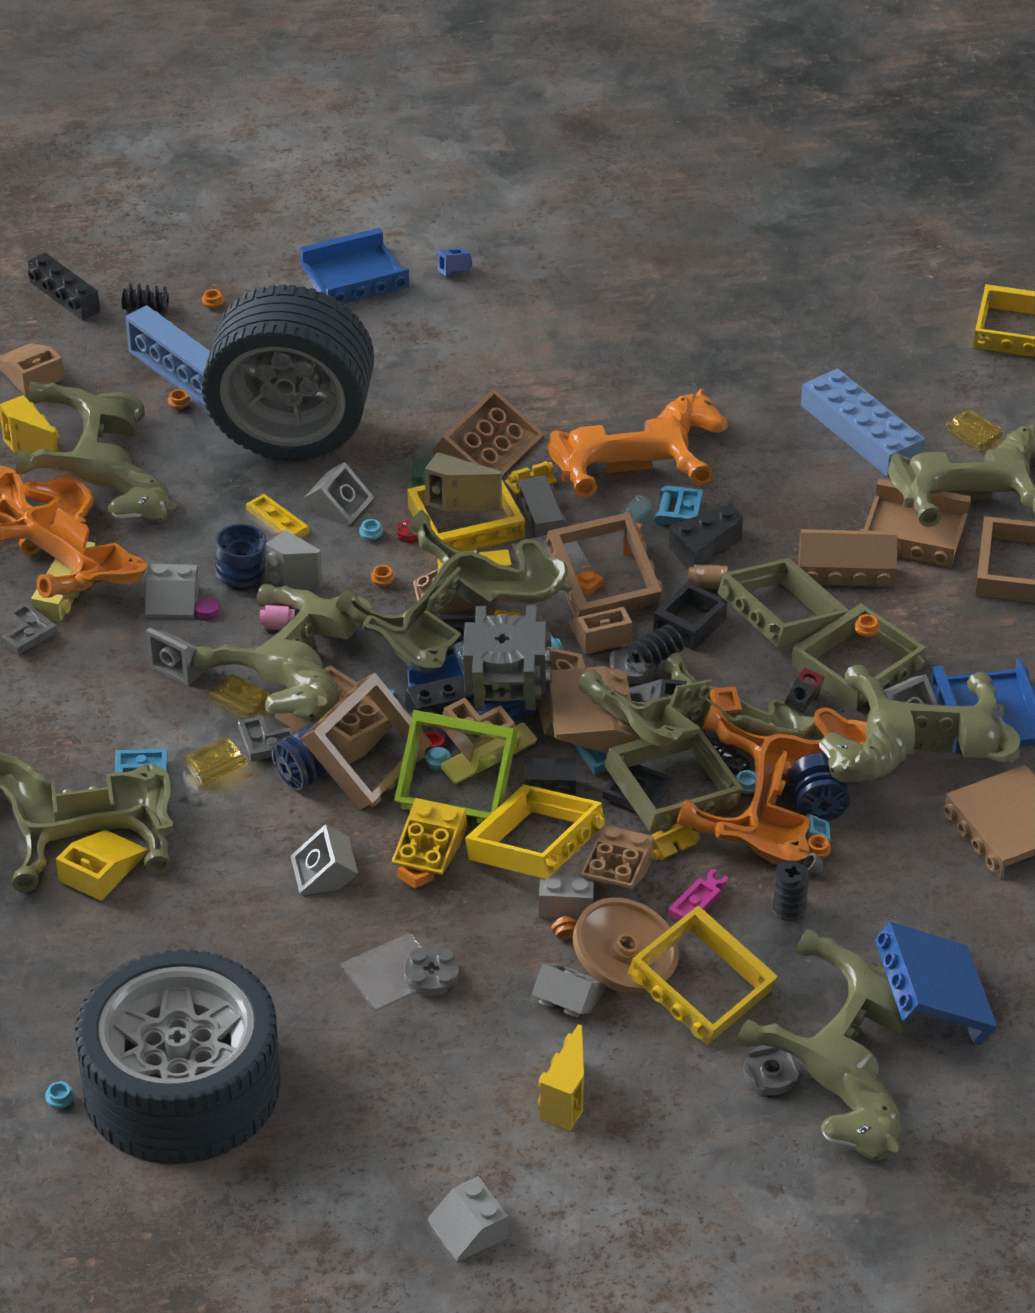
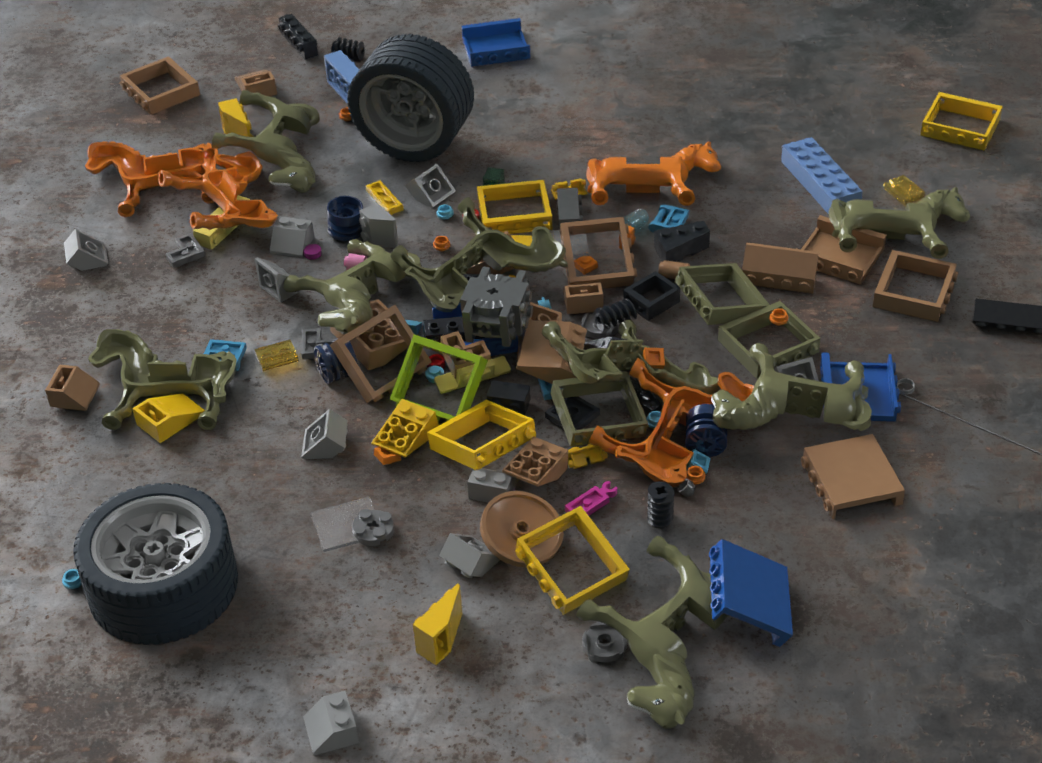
camera: 15 degrees right, 0 degrees up
(239, 696) = (308, 312): clear yellow plate -> none
(453, 261) = (564, 44): blue brick -> none
(462, 485) = (510, 186): dark tan slope -> none
(490, 434) = (547, 158): medium nougat slope -> none
(564, 927) = (479, 507): orange plate -> none
(804, 693) = (716, 360): black leg -> none

